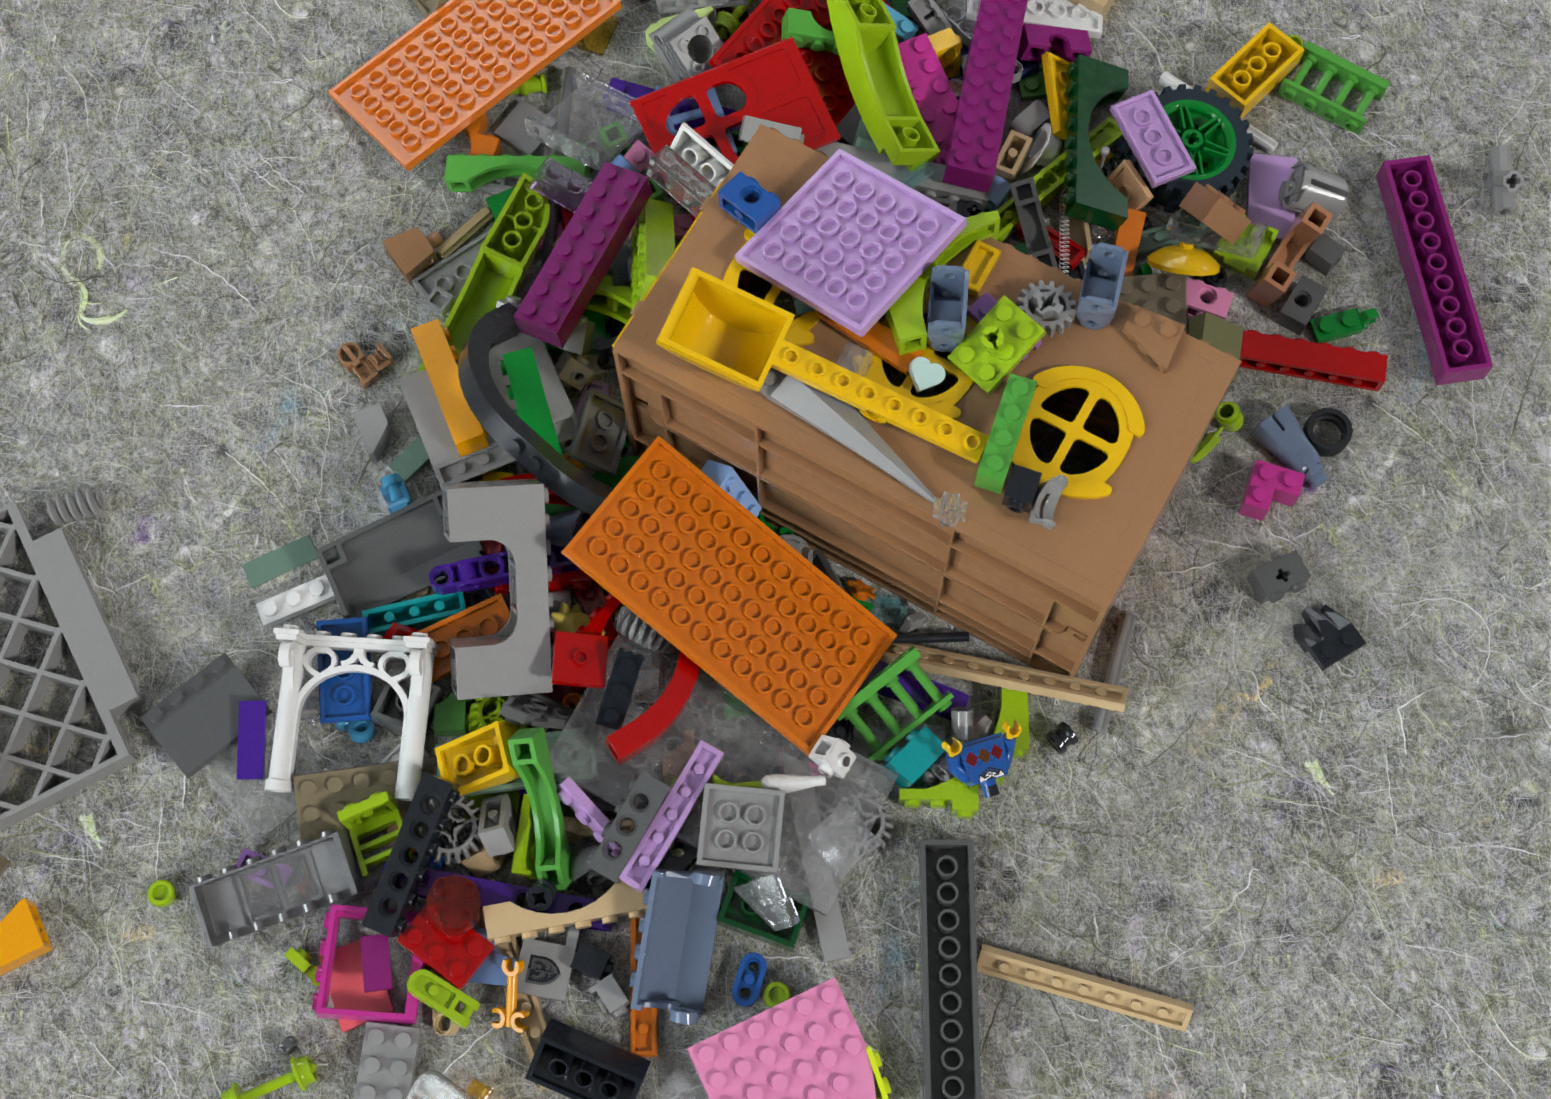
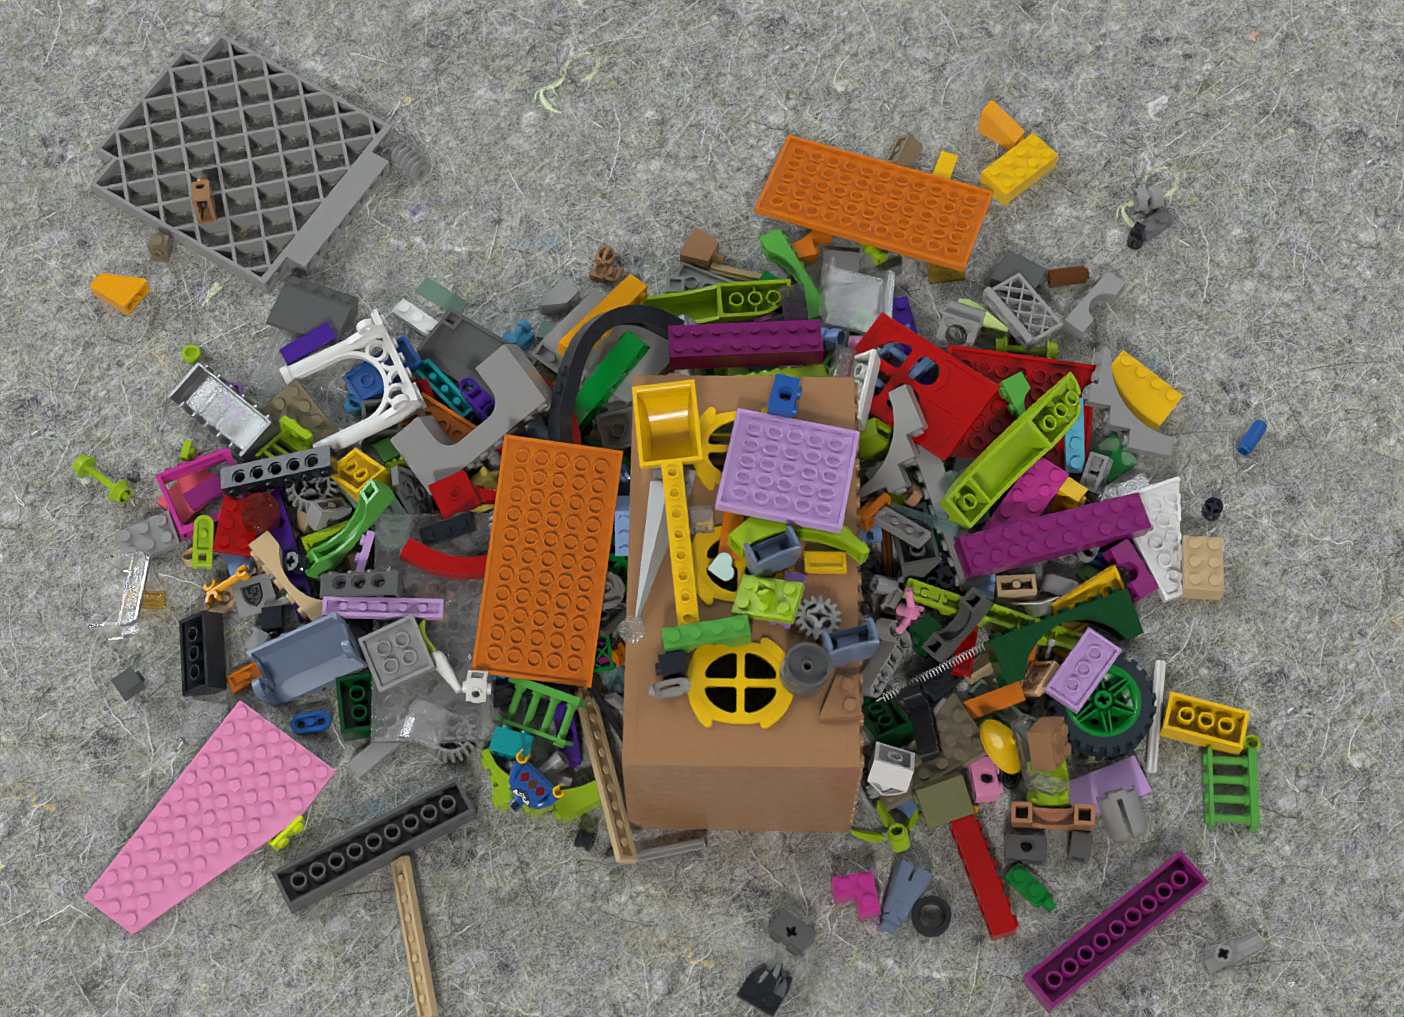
camera: 60 degrees right, 5 degrees down
(769, 901) = (361, 698): clear slope -> none
(776, 993) = (312, 744): lime tile -> none
(1106, 350) = (805, 669): none -> dark grey wheel

